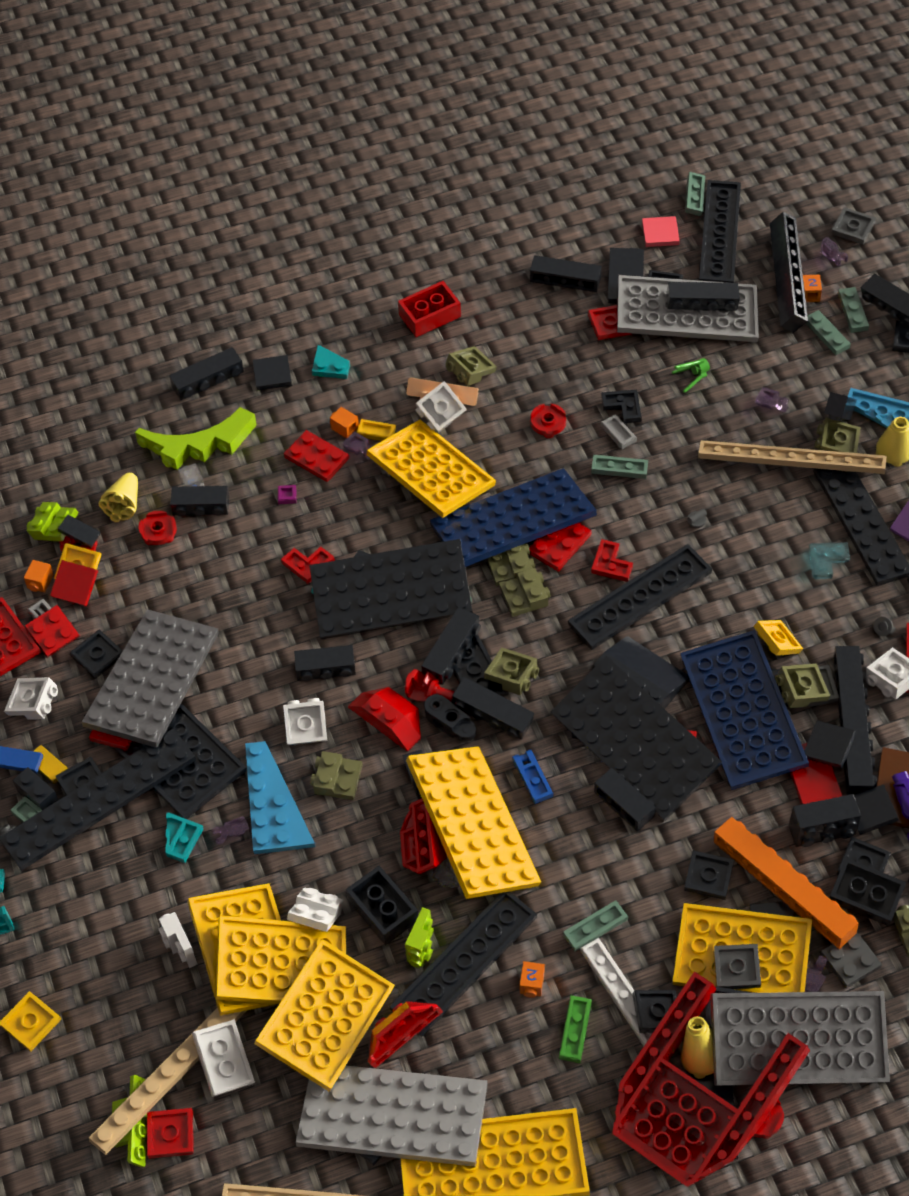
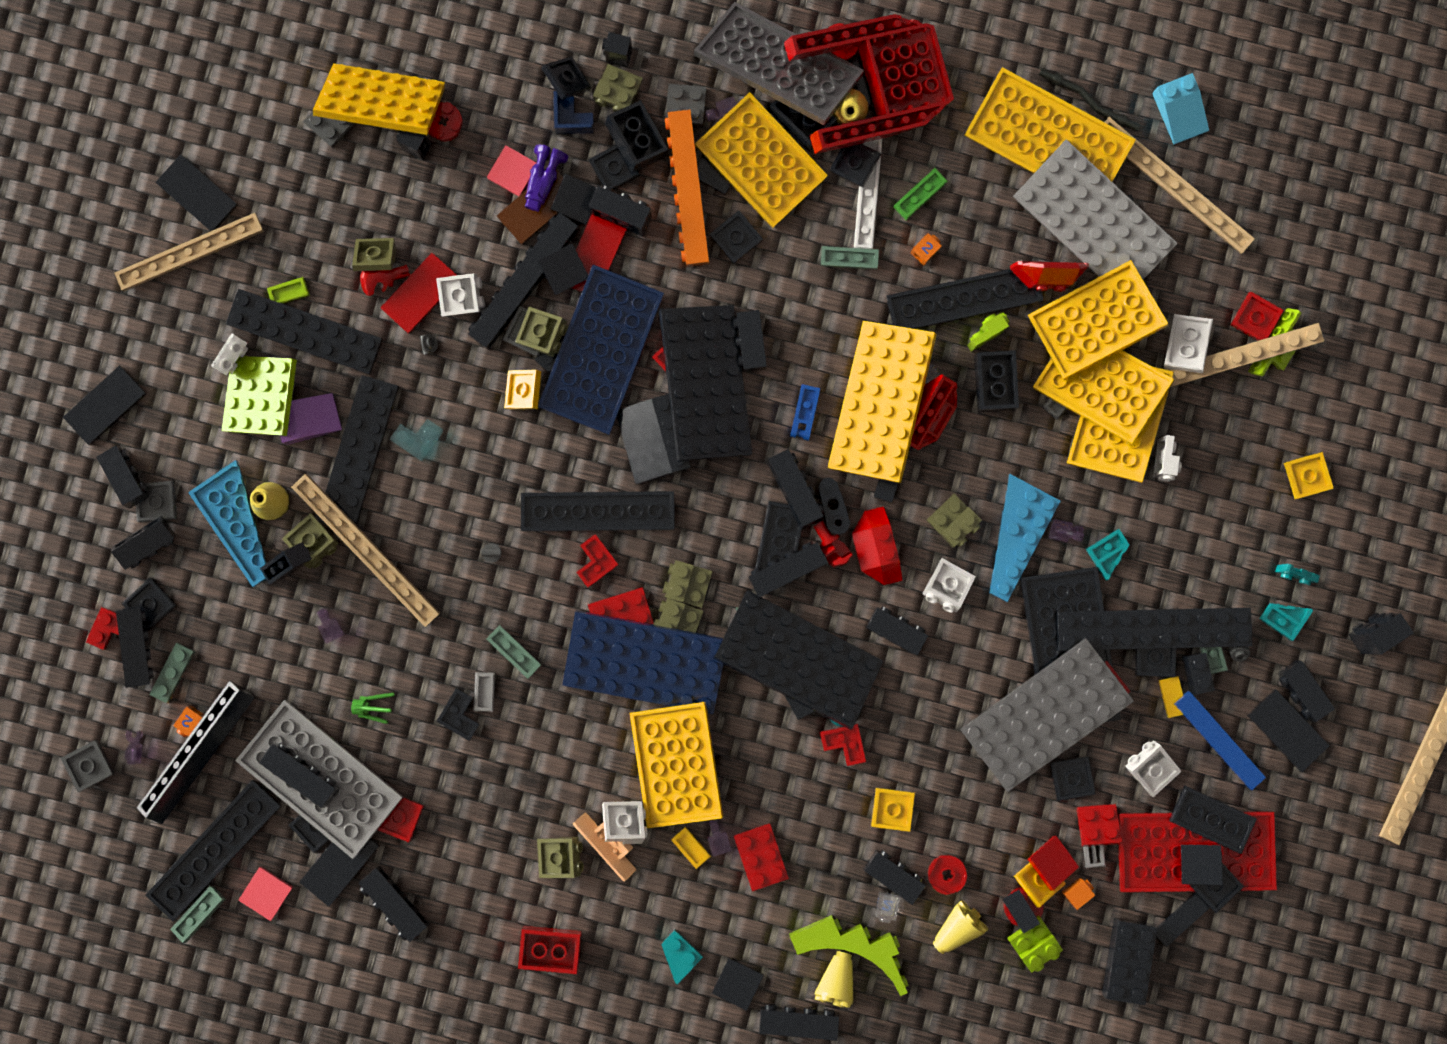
camera: 150 degrees left, 30 degrees up
(194, 407) = (837, 981): none -> light yellow cone
(234, 543) = (892, 809): none -> yellow plate
(287, 494) = (813, 832): magenta tile -> none
(315, 909) = (1048, 412): white plate -> none
(344, 422) = (714, 874): orange brick -> none
(512, 671) = (754, 513): olive plate -> none
(549, 428) = (529, 756): red plate -> none
(737, 966) = (778, 146): dark grey plate -> none
(827, 333) = (217, 664): sand green plate -> none

